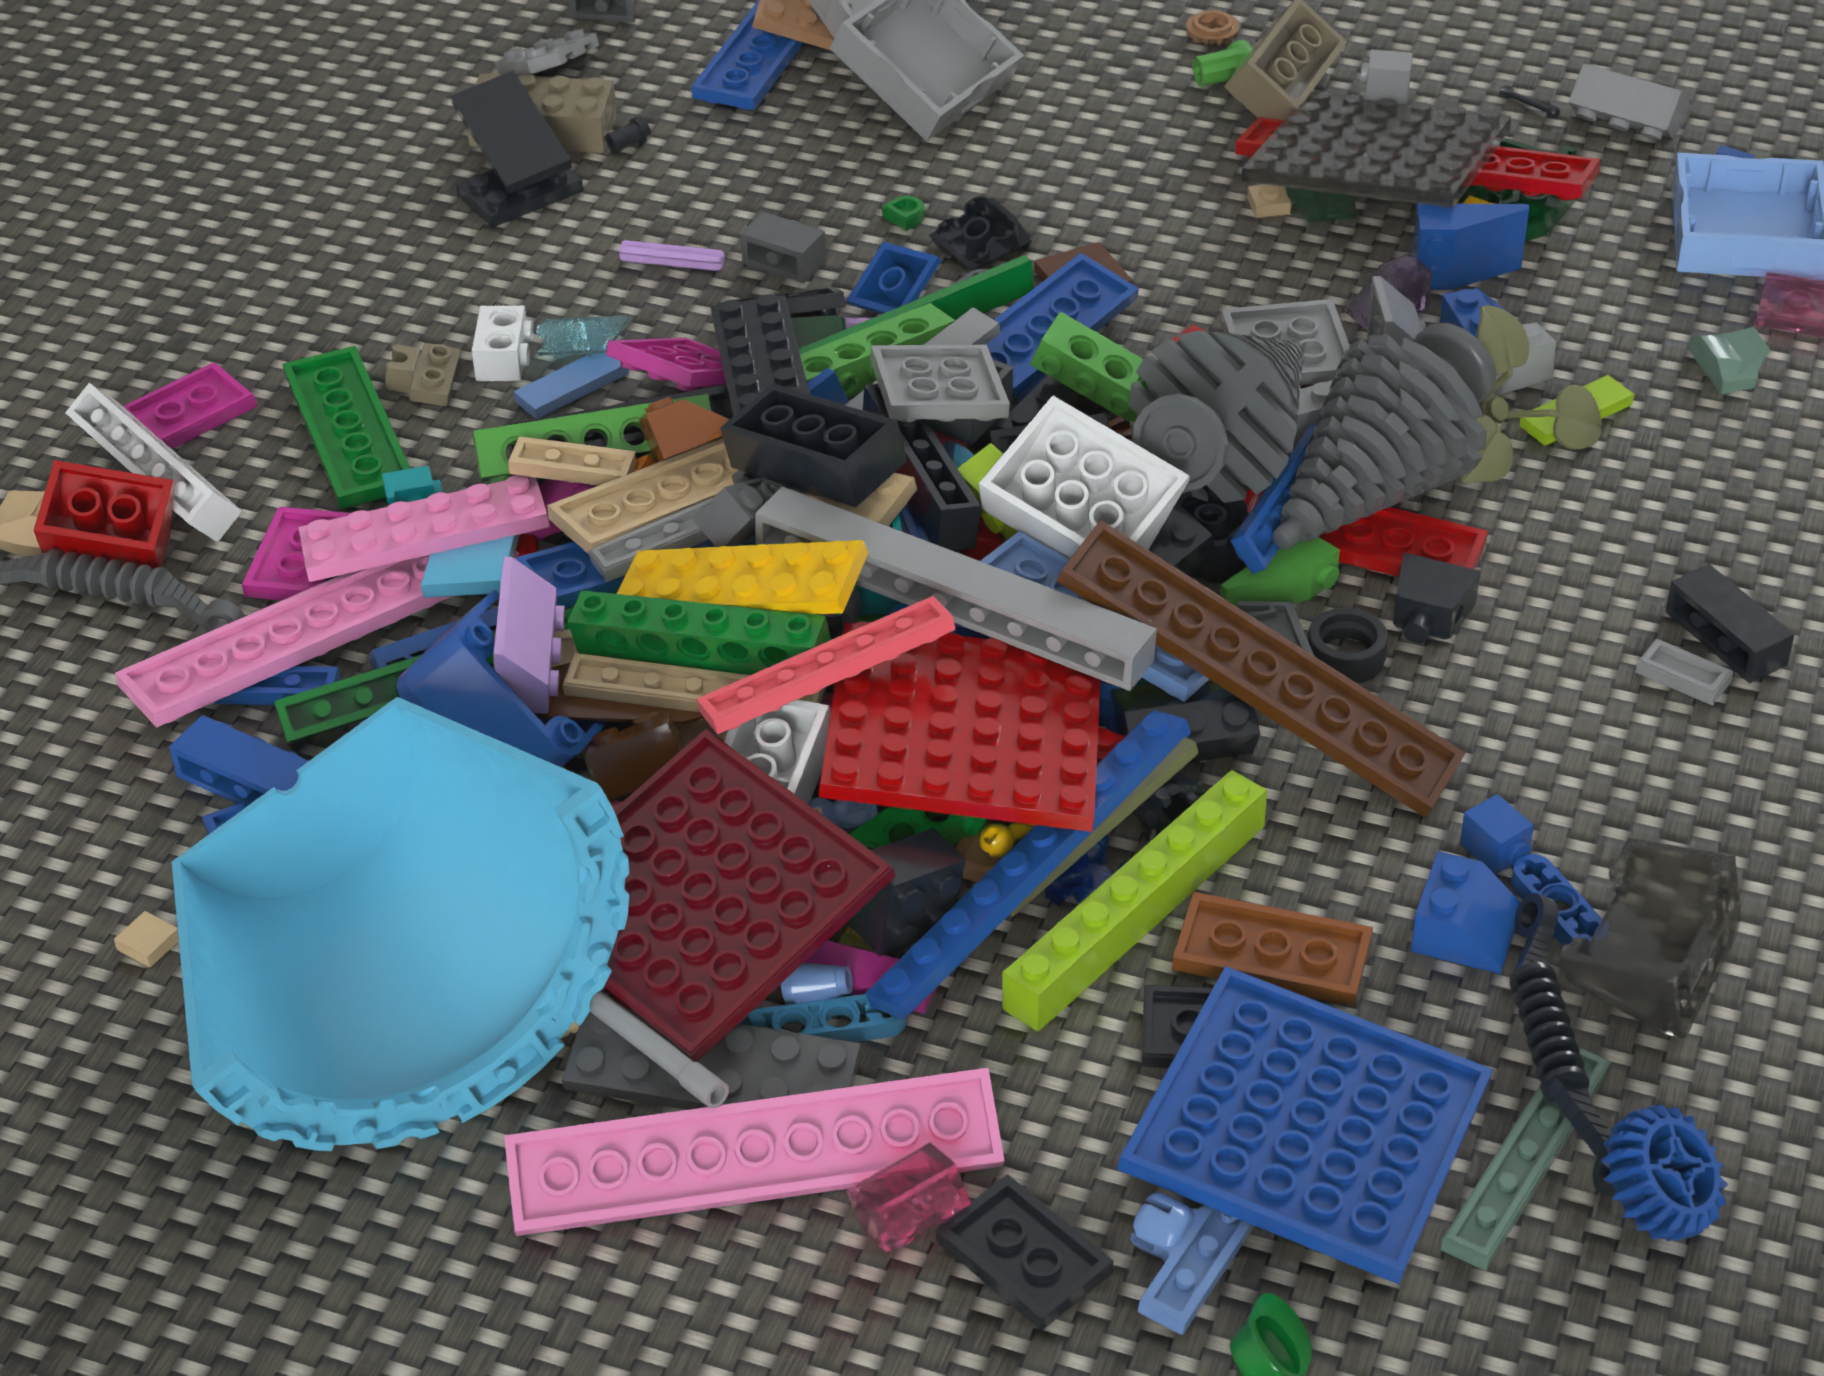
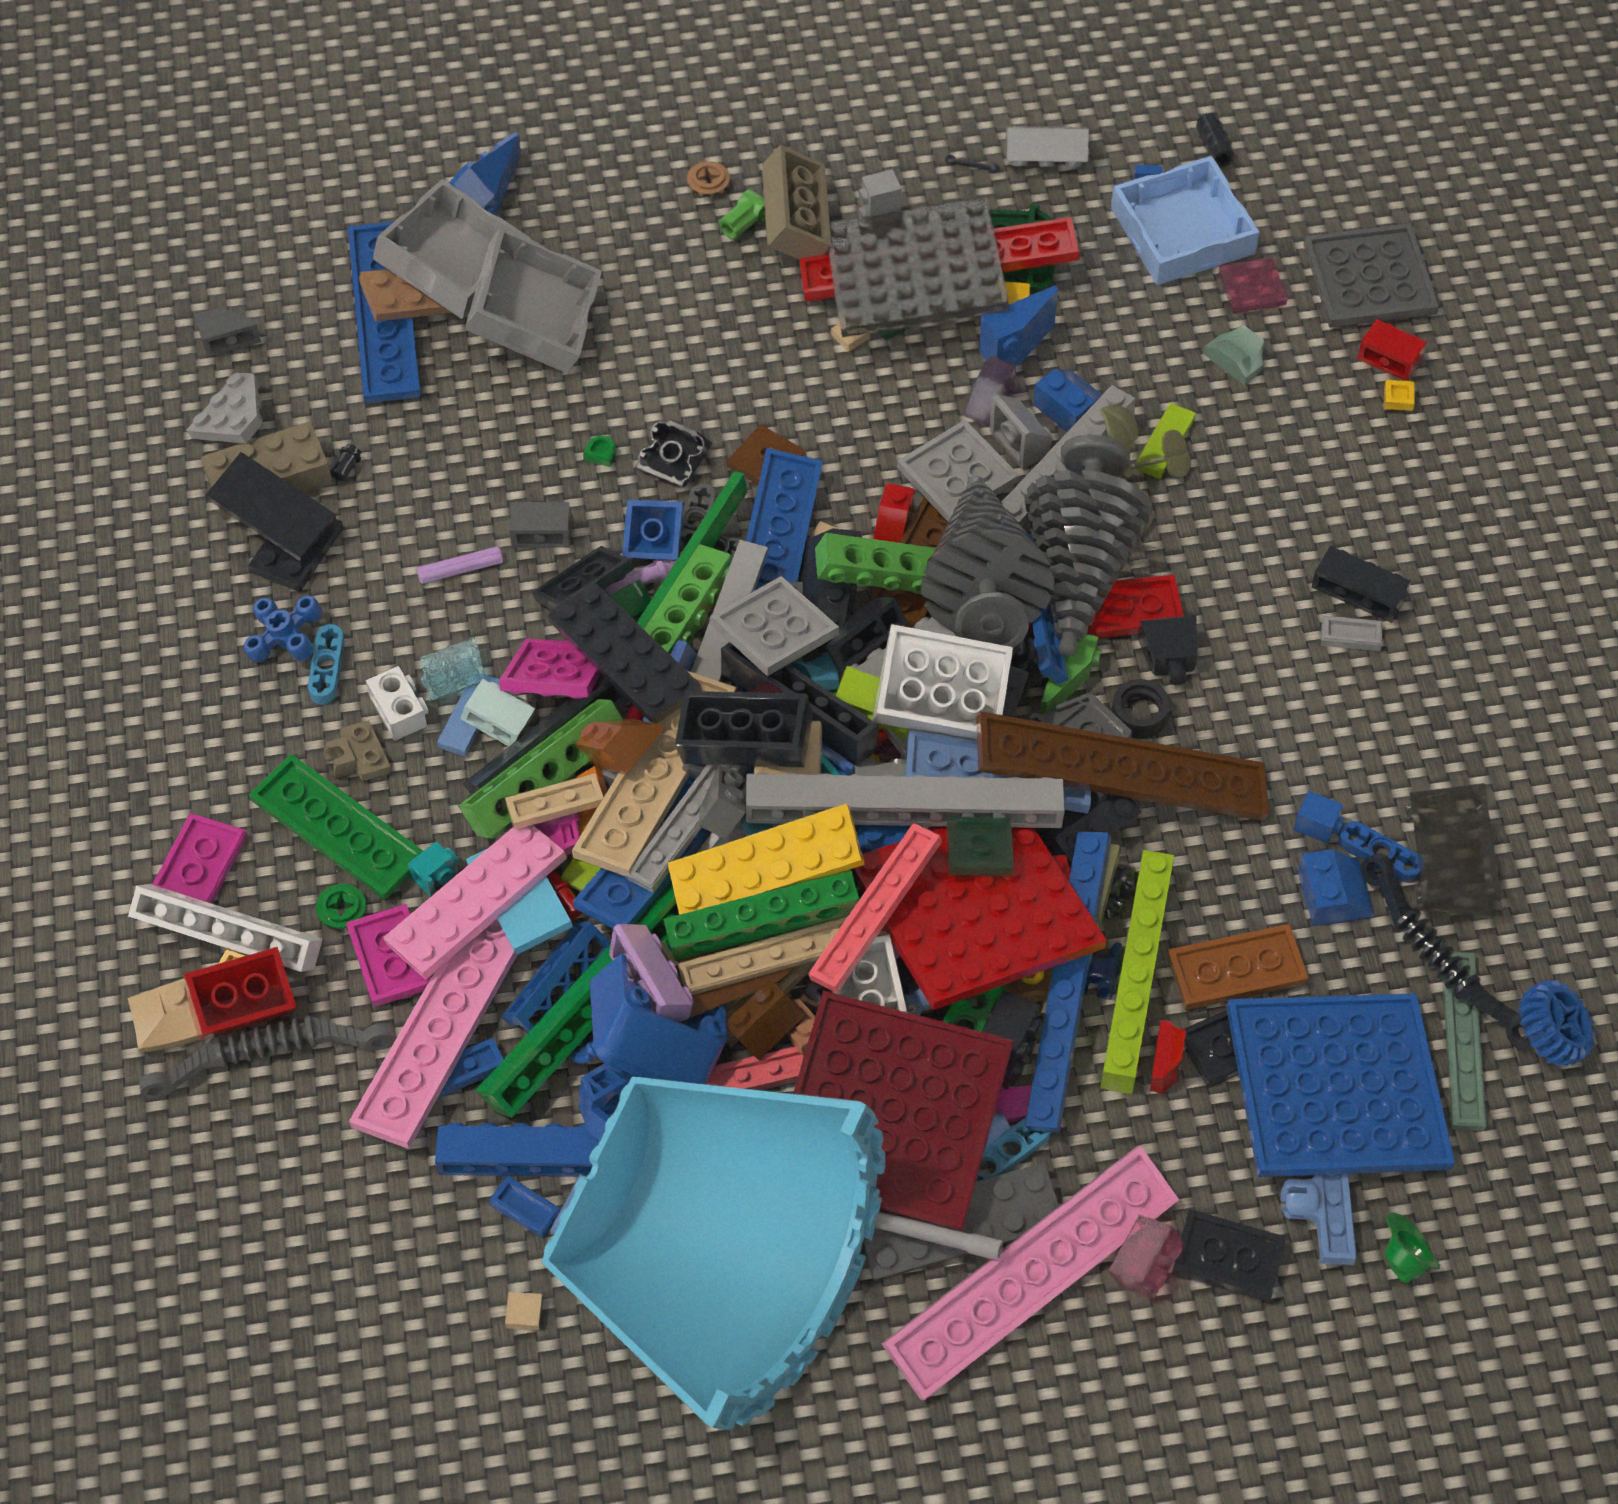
camera: 30 degrees left, 15 degrees up
(287, 487) = (330, 900): none -> green gear
(441, 242) = (282, 629): none -> blue gear
(446, 305) = (322, 653): none -> dark azure beam
(591, 377) = (497, 713): none -> light aqua brick
(1006, 661) = (979, 846): none -> clear green plate
(1102, 1005) = (1167, 1056): none -> red slope

